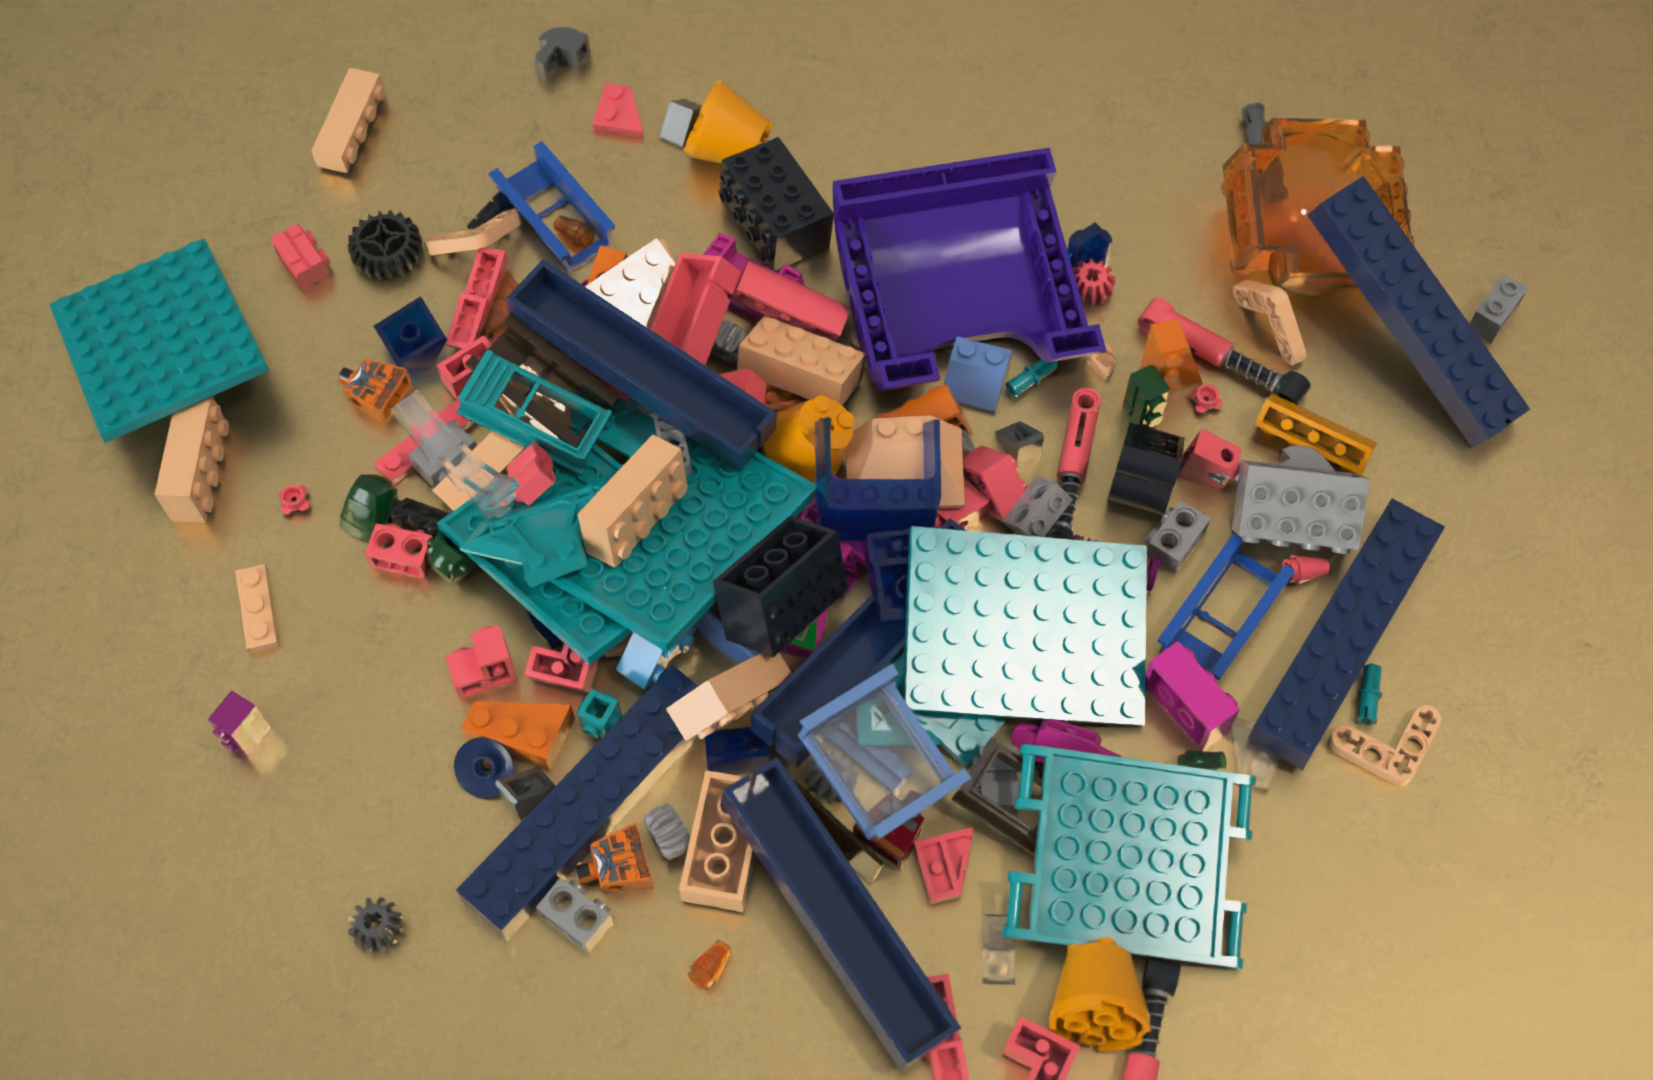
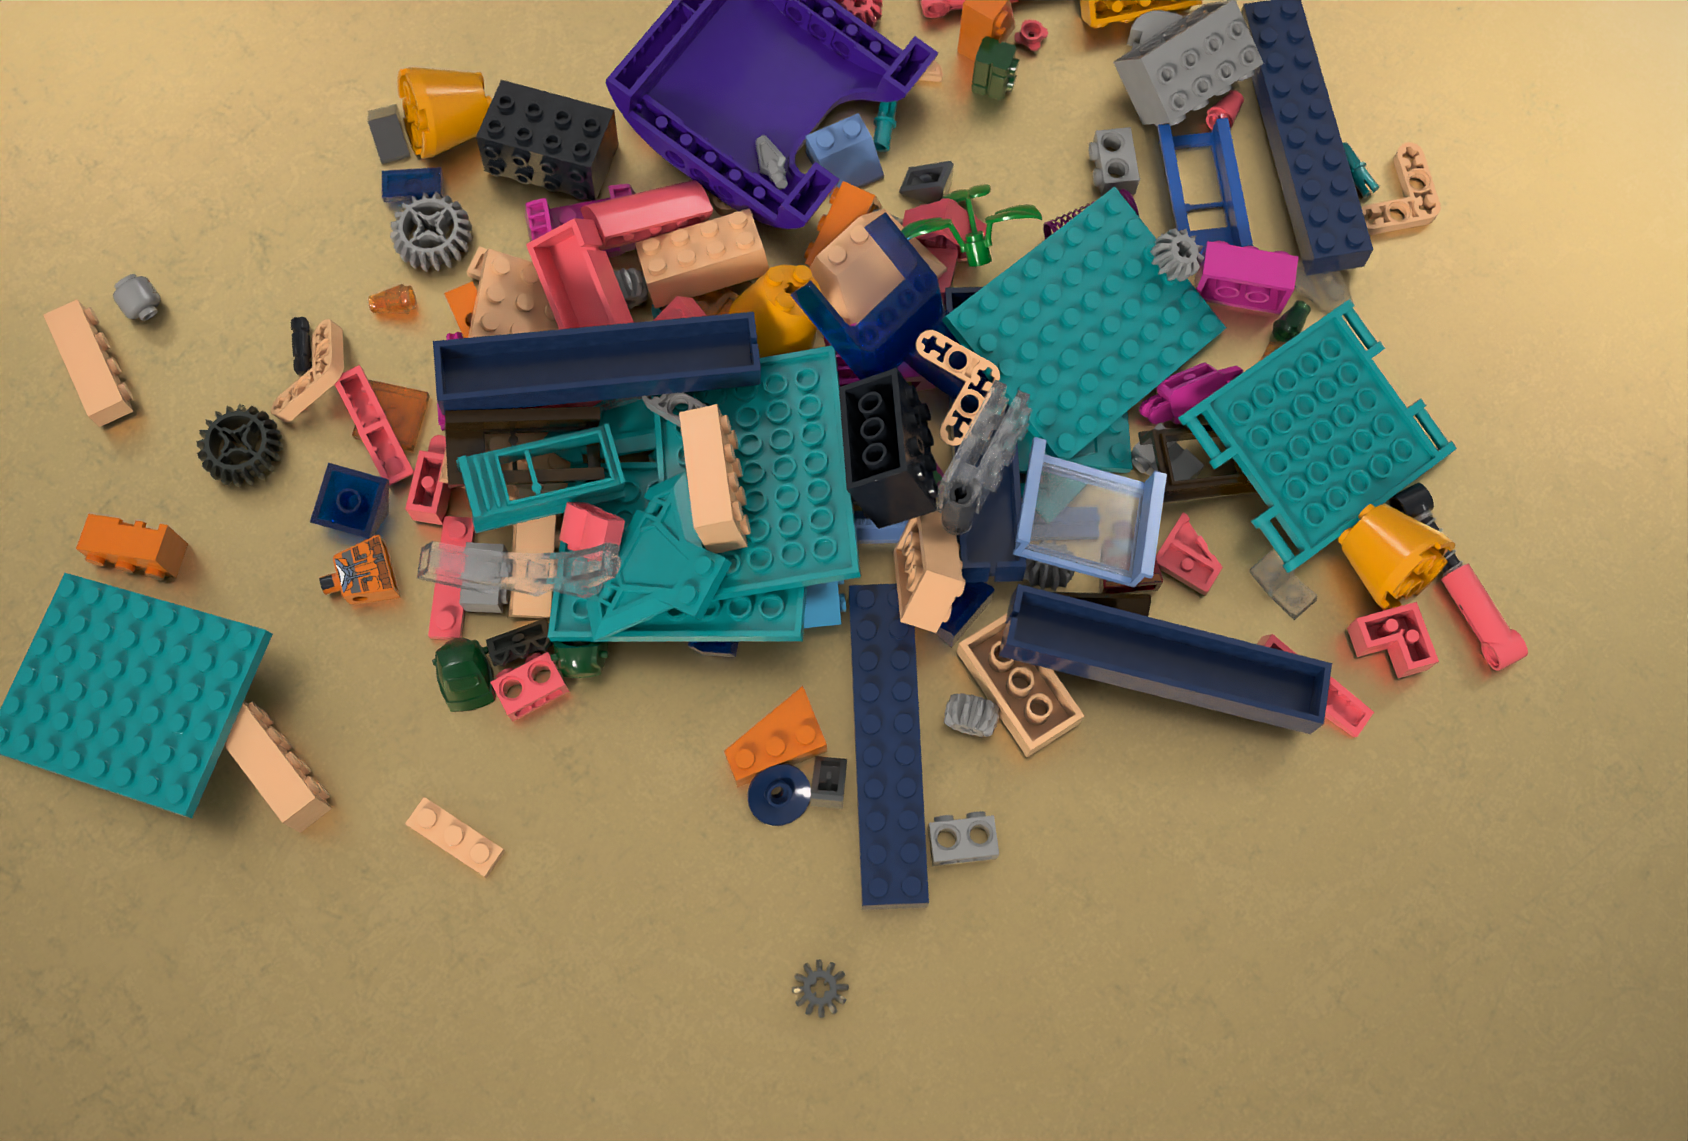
camera: 45 degrees left, 10 degrees up
(238, 724) = (550, 940): magenta brick -> none
(257, 254) = (132, 546): none -> orange wedge
(291, 492) = (388, 714): coral plate -> none
(300, 255) = (186, 516): coral brick -> none
(419, 103) = (136, 297): none -> light grey head
(482, 666) = (696, 716): coral brick -> none
(539, 177) = (312, 276): blue piece -> none
(560, 46) = (215, 145): dark grey brick -> none
(560, 669) = (765, 664): coral brick -> none
(598, 706) = (832, 663): teal brick -> none
(617, 112) = (322, 167): coral wing -> none
(618, 863) = (955, 772): torso -> none
(627, 200) = (426, 246): none -> light grey gear
(663, 166) = (405, 183): none -> clear blue plate
(709, 966) = (1097, 785): clear orange cone -> none
(838, 645) = (966, 486): none -> clear hinge
(889, 583) = (967, 374): none -> light nougat beam
(914, 334) = (771, 161): none -> light grey piece
(1003, 504) = (976, 244): none -> green plant
(1037, 508) = (1007, 236): light grey brick -> none
(1075, 455) = (985, 166): coral piece -> none
(1141, 643) = (1177, 254): none -> light grey gear
(1147, 469) = (1049, 124): black brick -> none
(1210, 461) = (1085, 82): coral torso -> none

